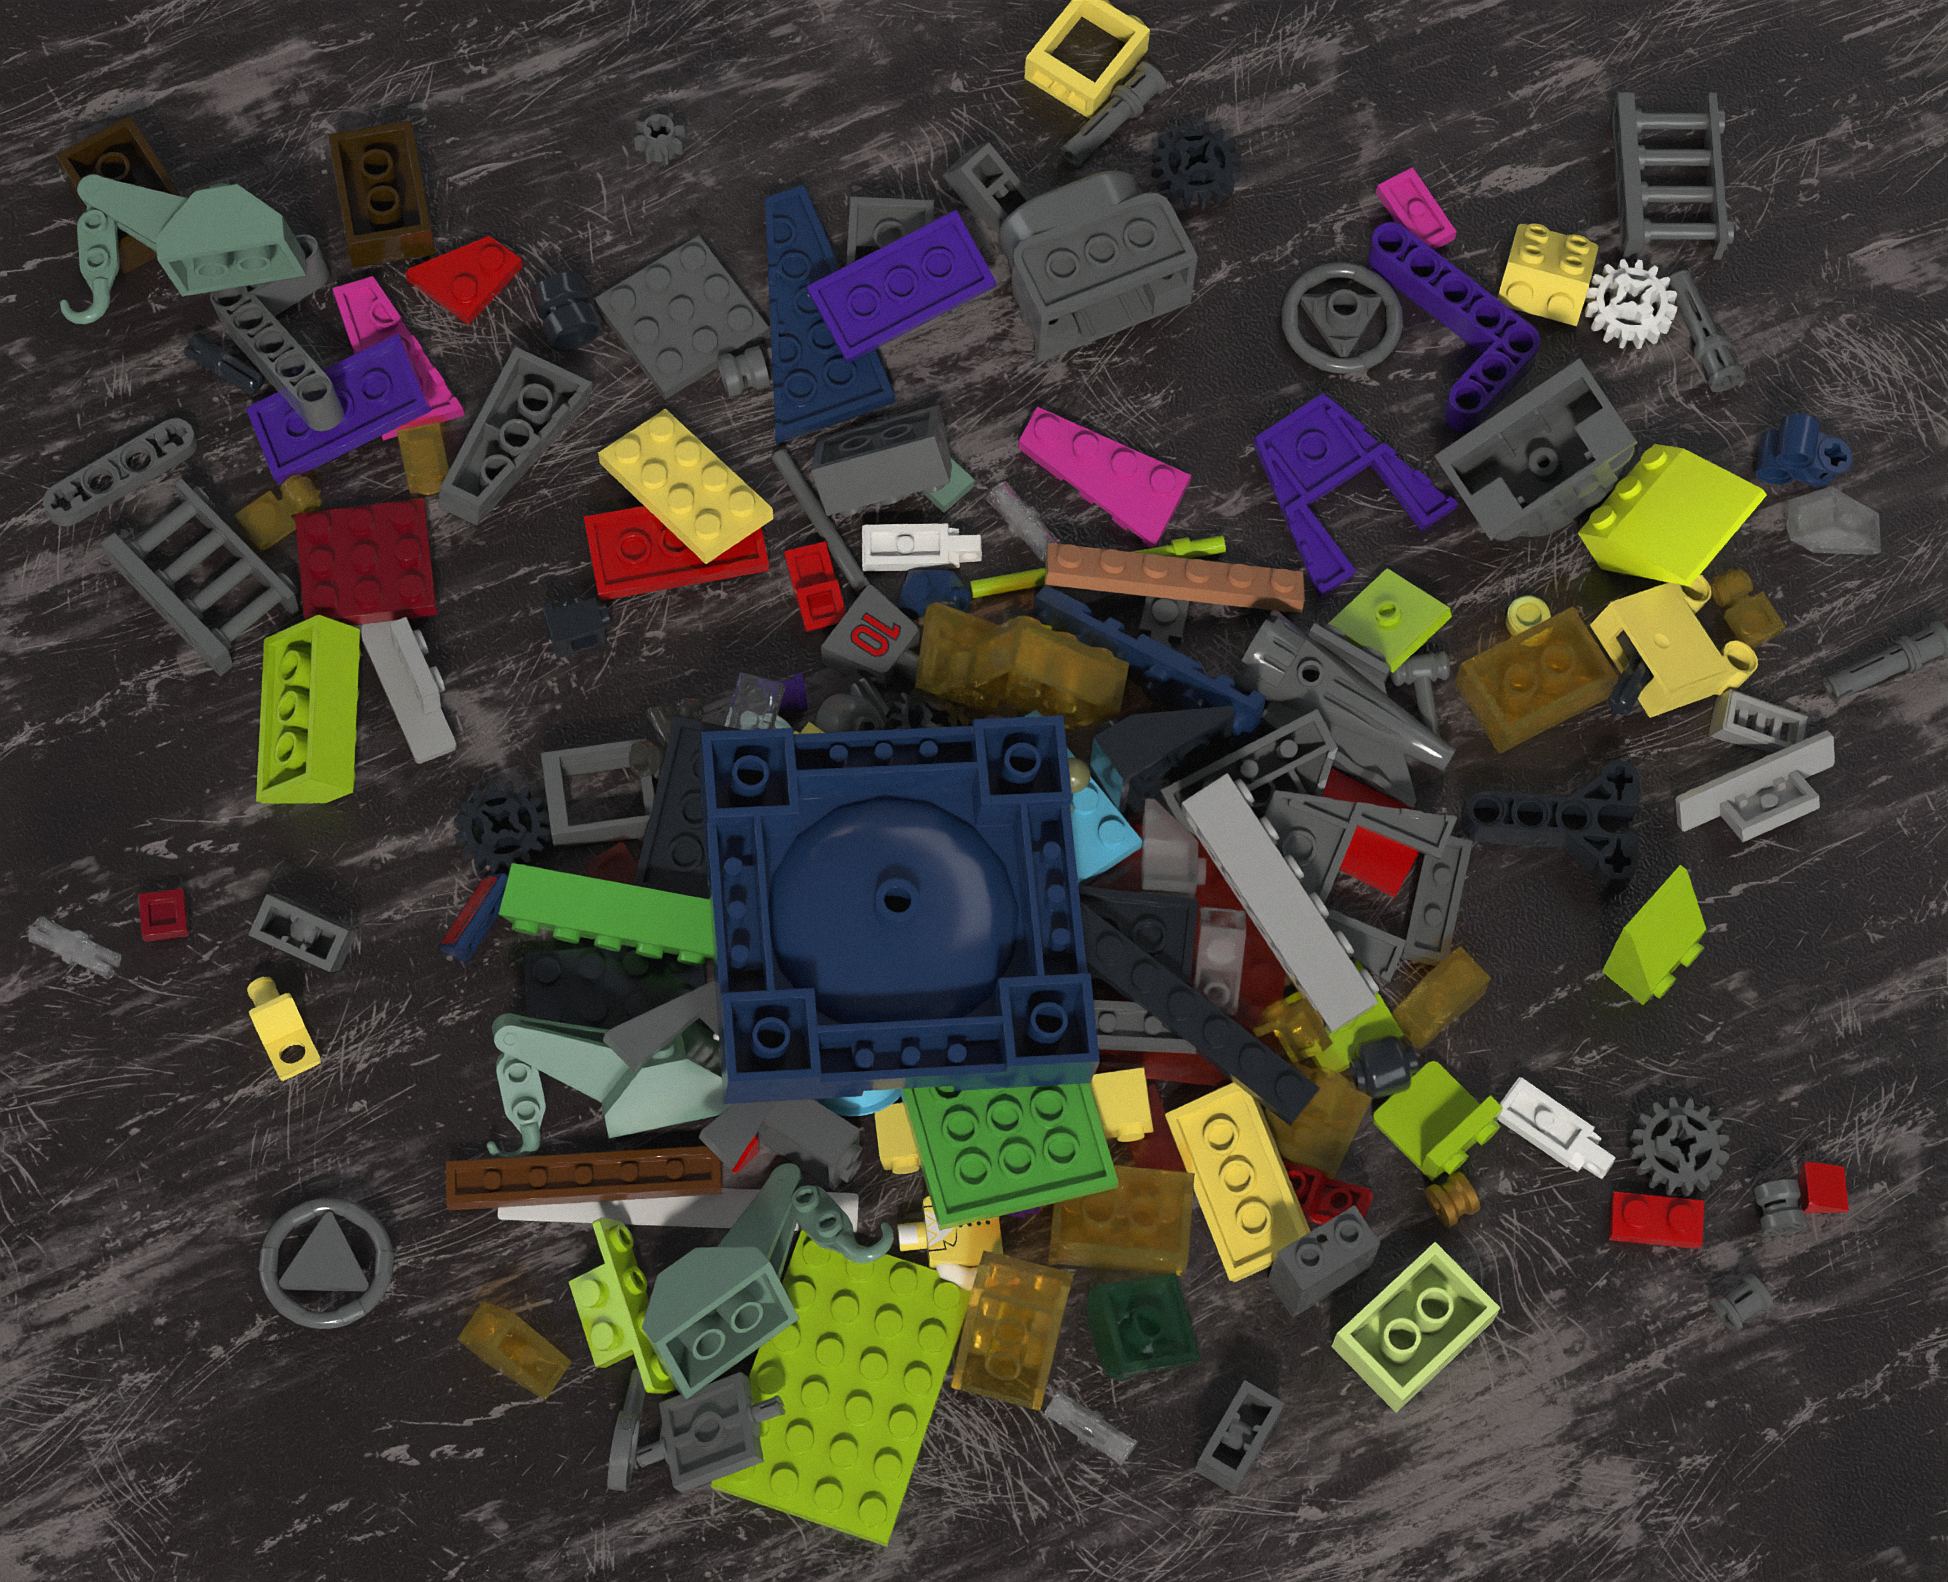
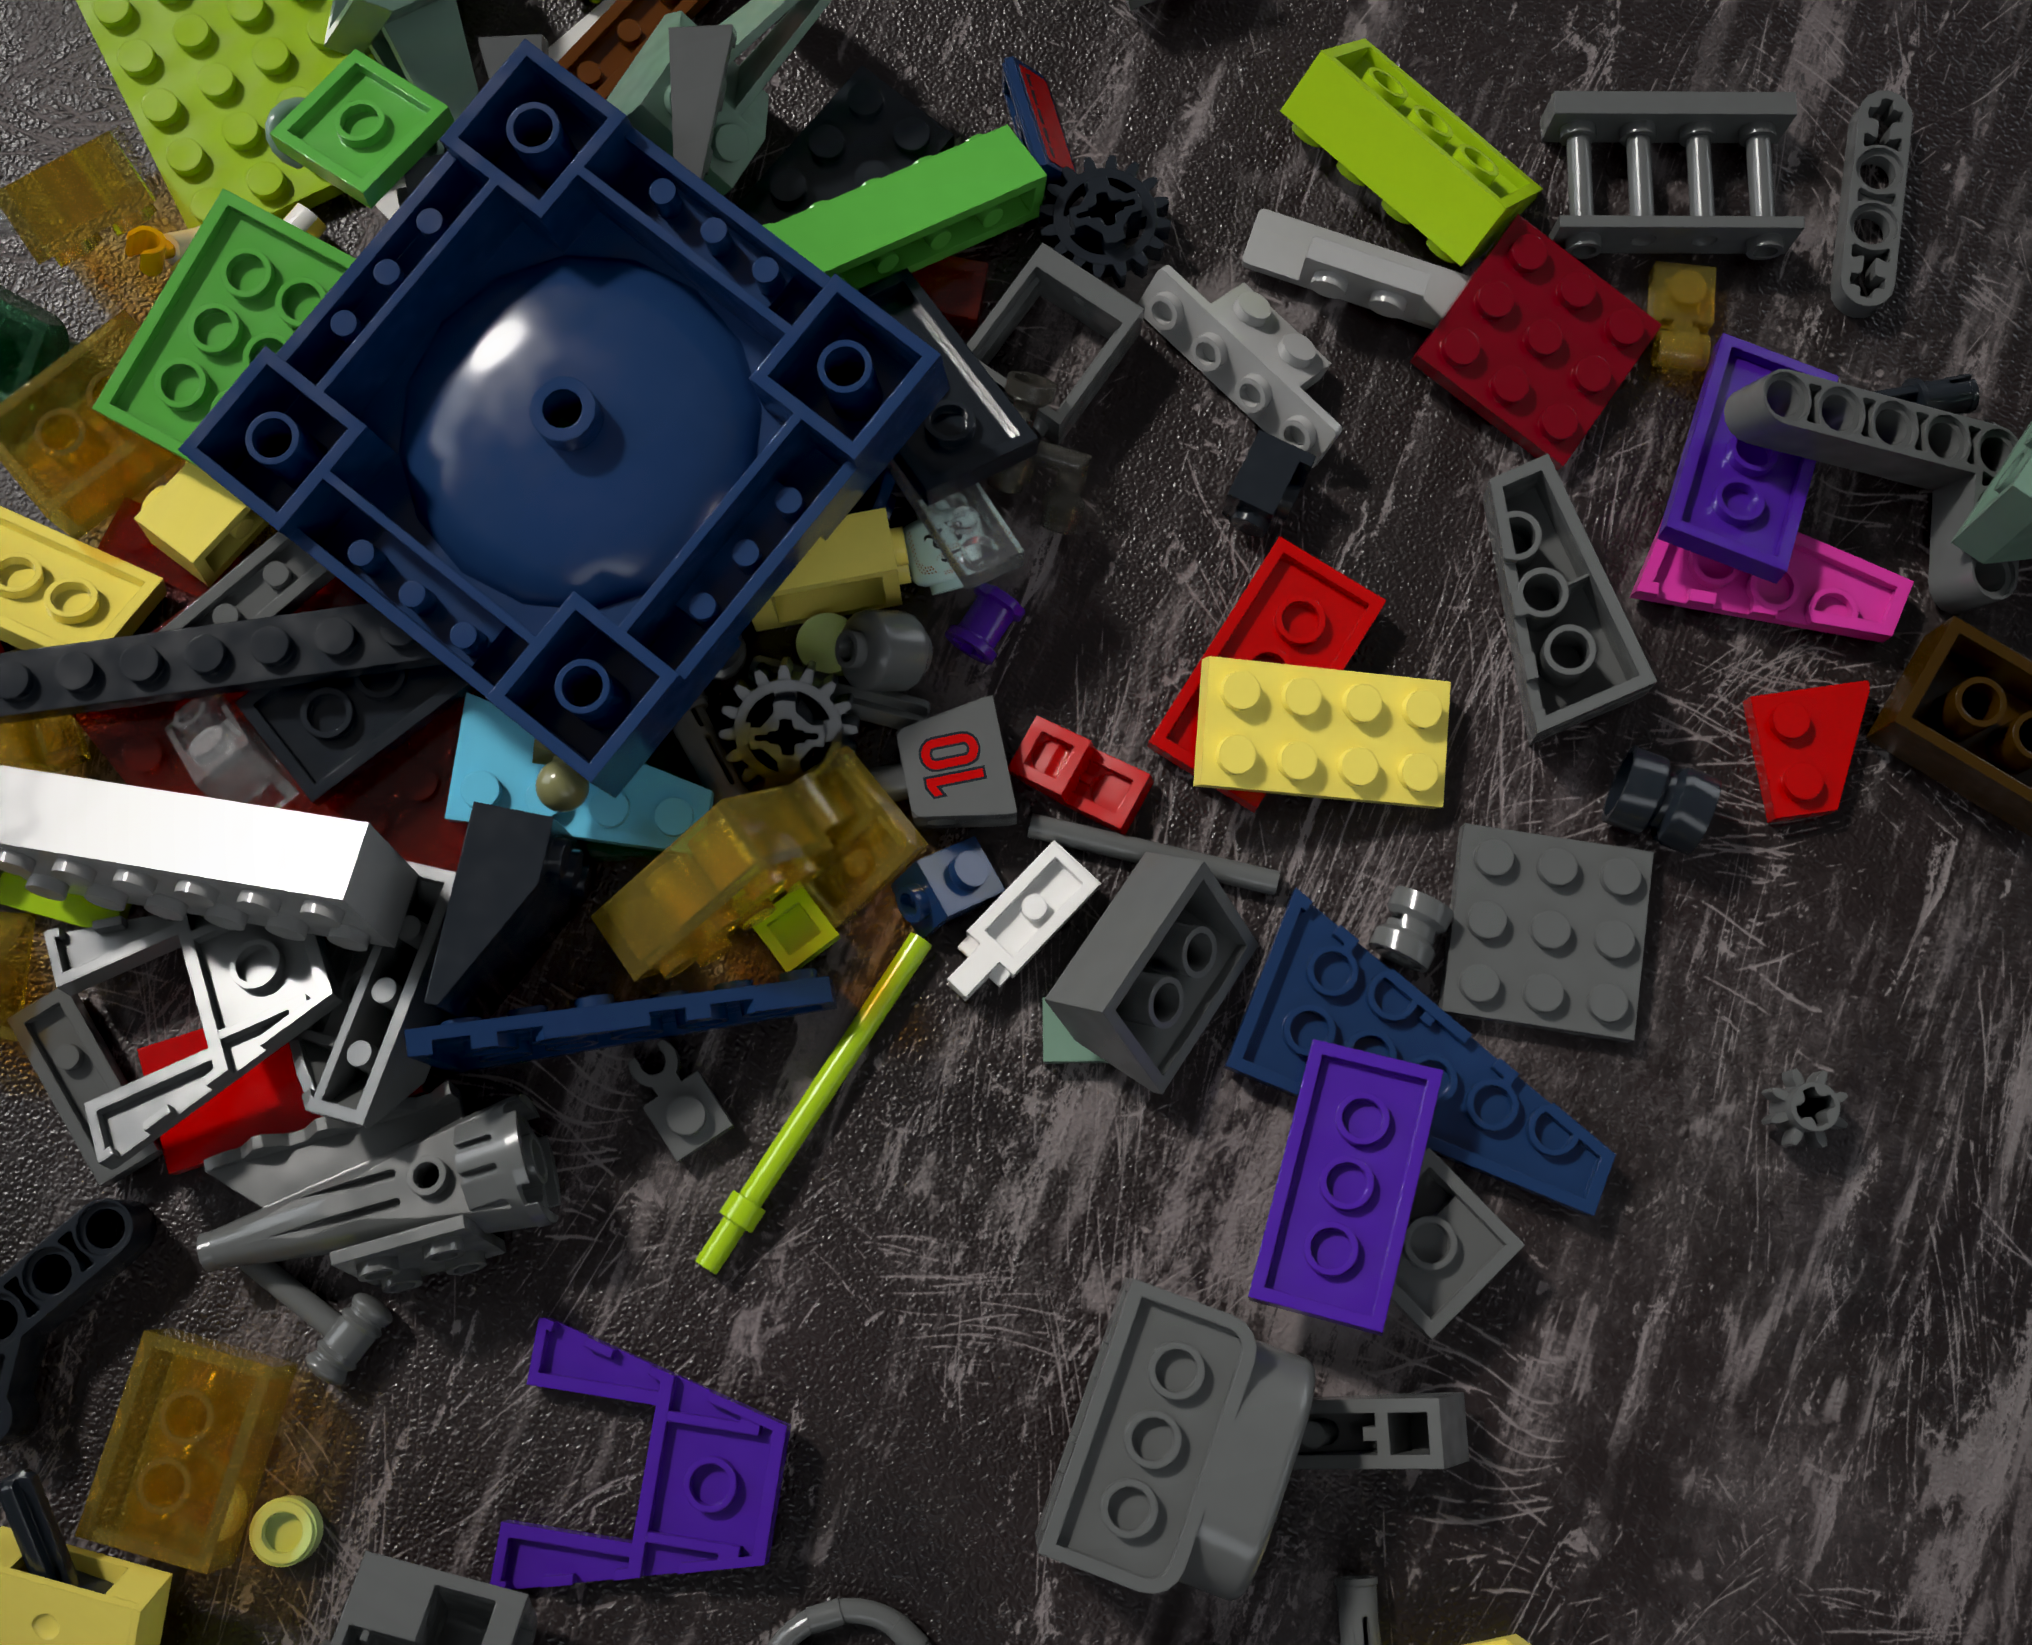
camera: 135 degrees right, 10 degrees up
(423, 458) = (1612, 500): clear yellow brick -> none
(507, 694) = (1247, 355): none -> light grey bracket
(837, 1193) = (362, 128): none -> bright green plate
(1021, 519) = (943, 1070): clear pin -> none
(1122, 481) = (898, 1225): dark pink wing -> none
(1168, 855) = (399, 815): clear slope -> none
(1174, 578) = (708, 1162): nougat plate -> none
(1296, 1028) = (95, 753): clear yellow bracket -> none
(1392, 618) = (427, 1359): lime plate -> none

